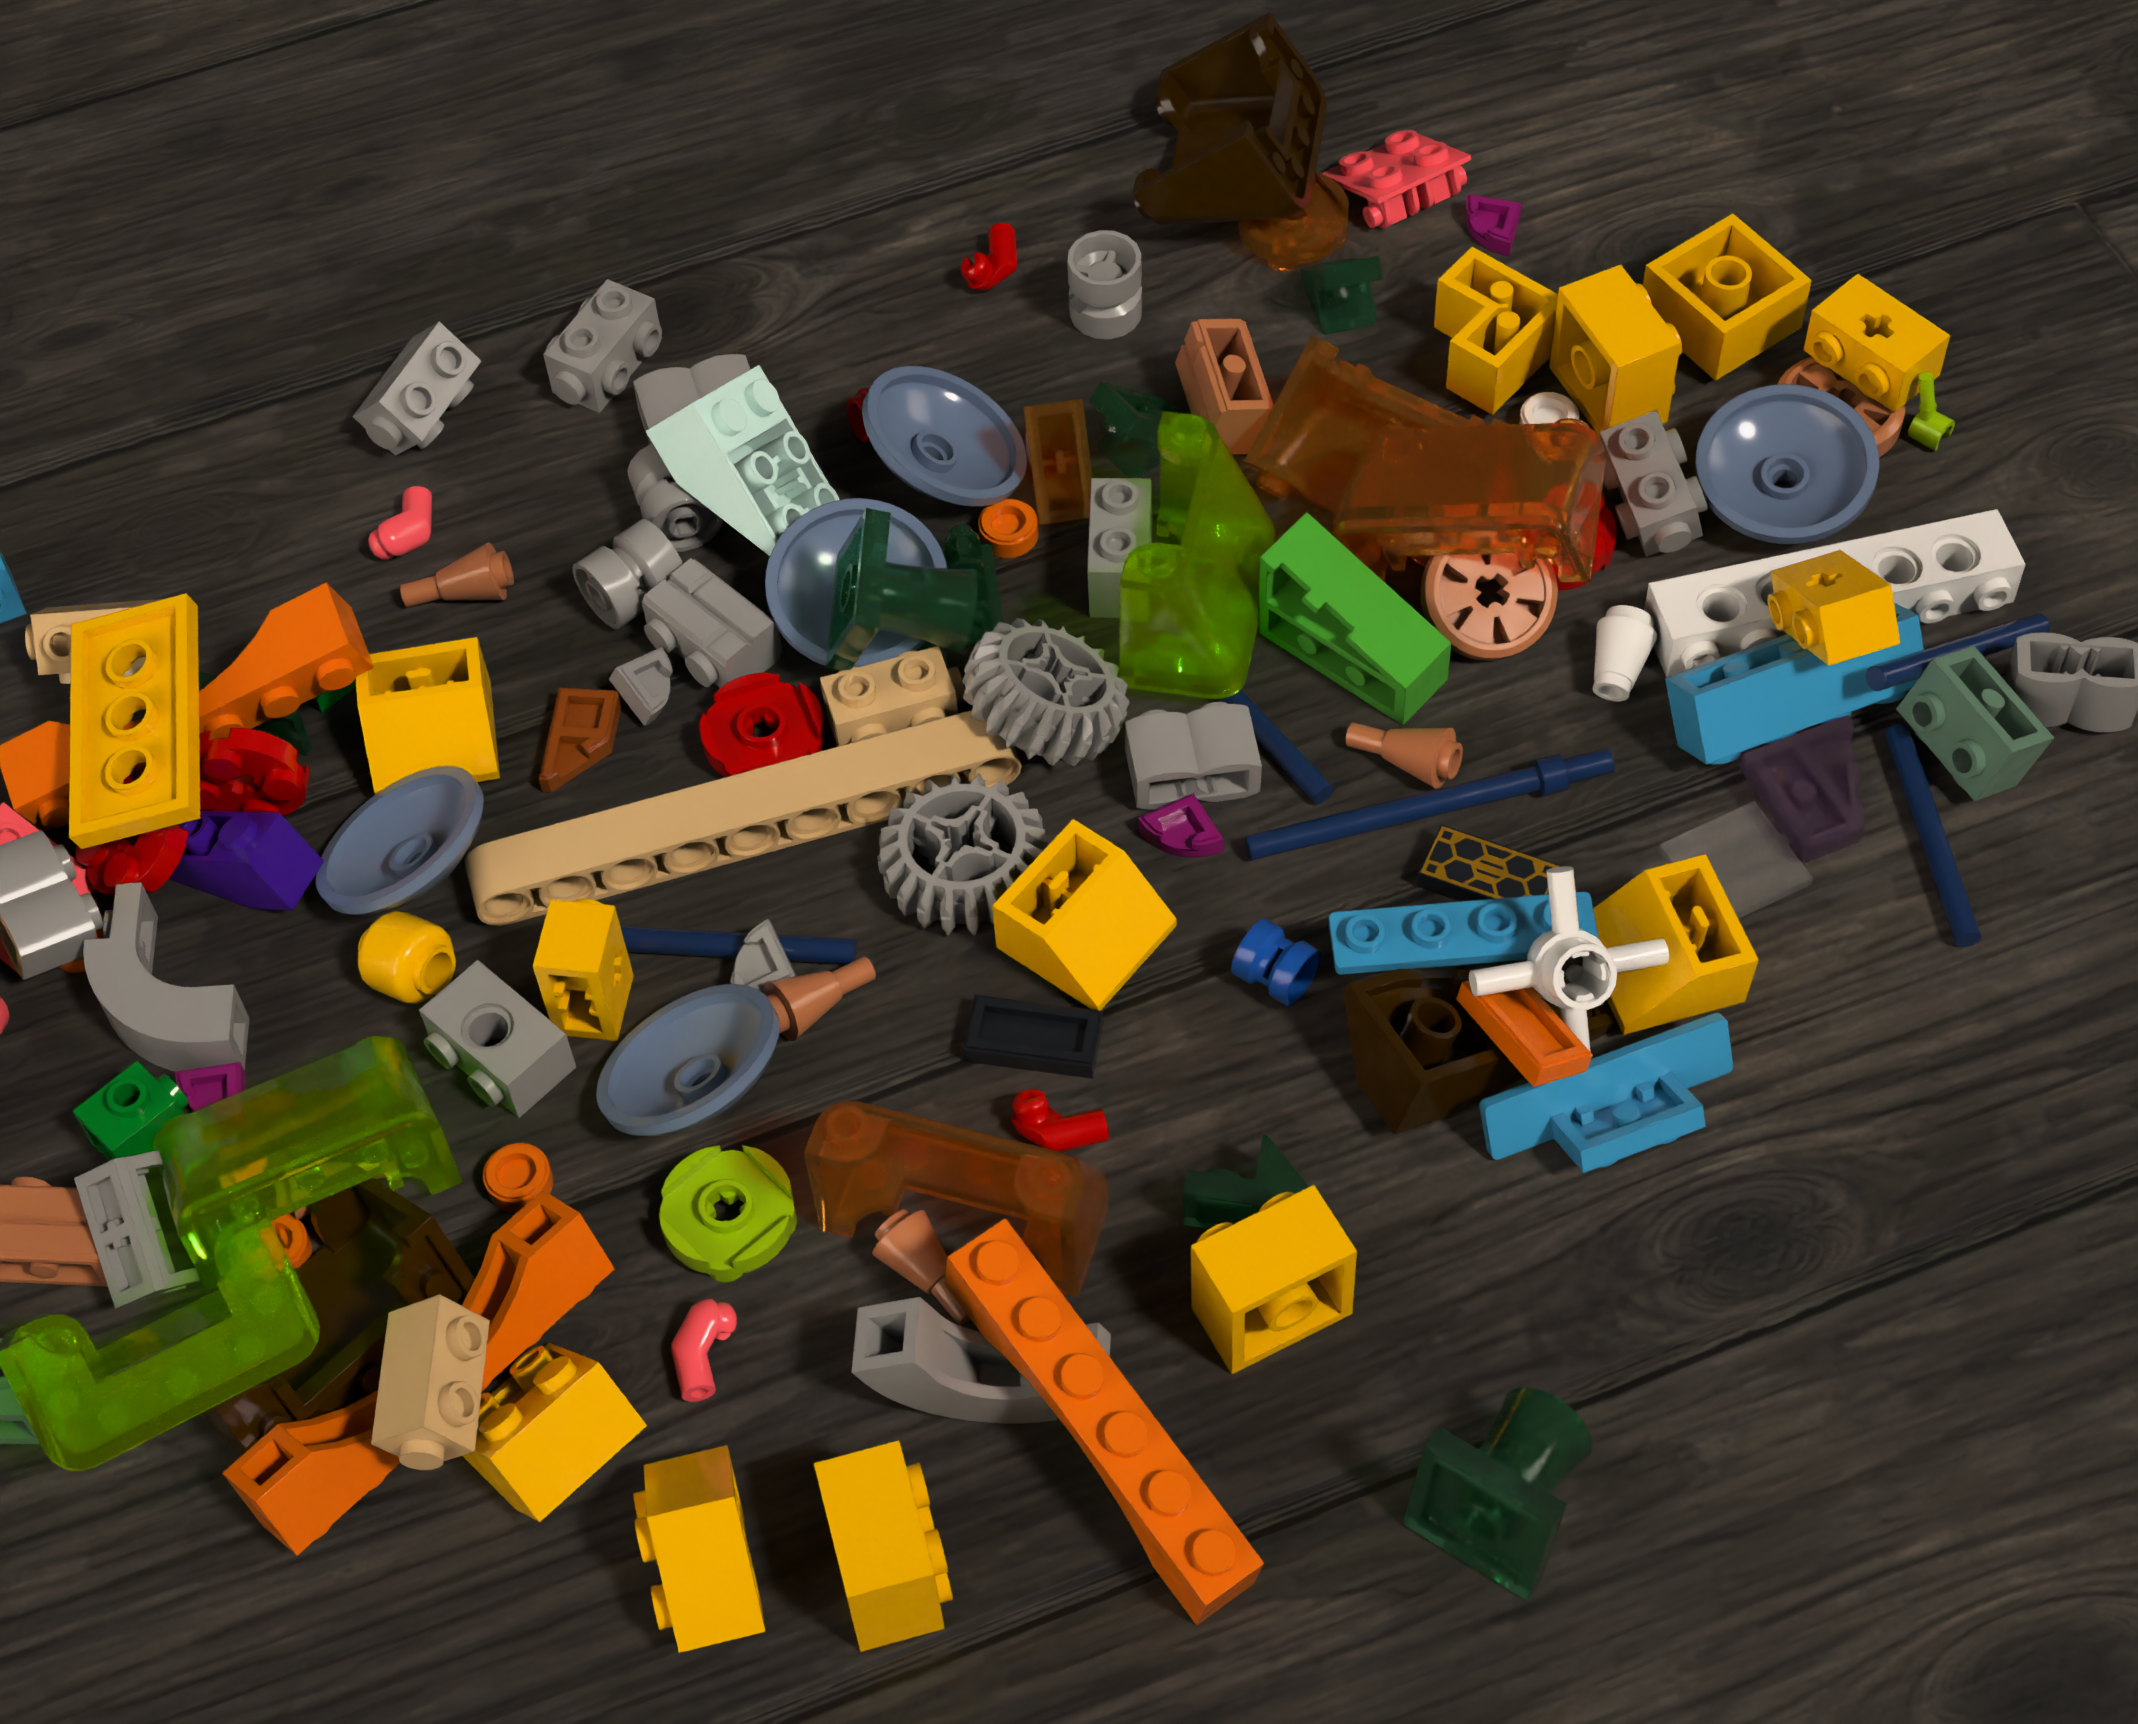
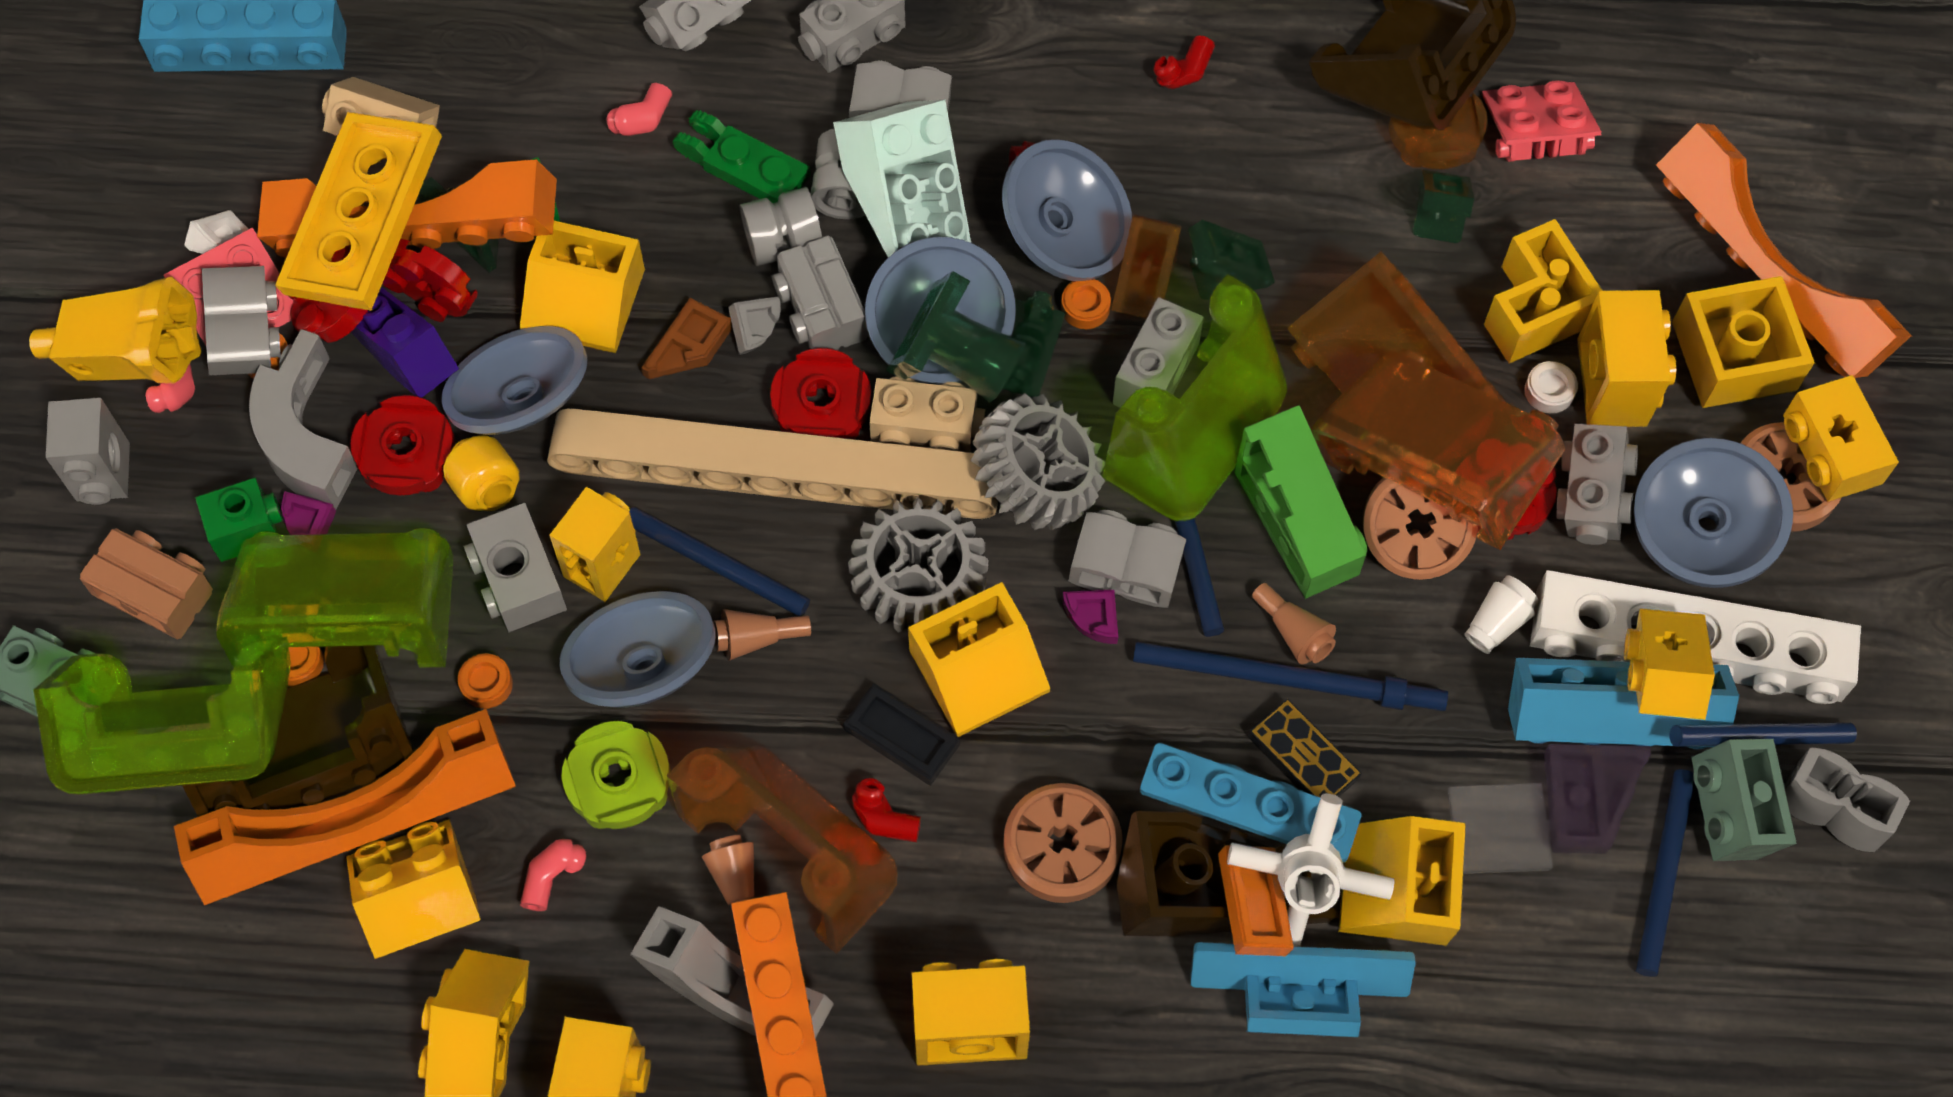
camera: 20 degrees right, 10 degrees up
(129, 1231) = (192, 611): light grey hinge -> none
(302, 999) = (408, 472): none -> red plate
(430, 1382) = (337, 828): tan brick -> none
(475, 576) = (671, 178): nougat cone -> none
(541, 528) = (741, 159): none -> green hinge
(761, 958) = (731, 589): light grey tile -> none
(1105, 284) = (1256, 126): light grey wheel -> none
(1225, 380) = (1304, 255): nougat brick -> none
(1227, 1197) = (974, 933): clear green slope -> none
(1276, 962) = (1105, 757): blue wheel -> none
(1305, 1090) = (1066, 874): none -> nougat wheel
(1493, 222) = (1597, 192): magenta tile -> none
(1610, 159) = (1715, 181): none -> orange arch
(1929, 424) = (1854, 519): lime hand -> none

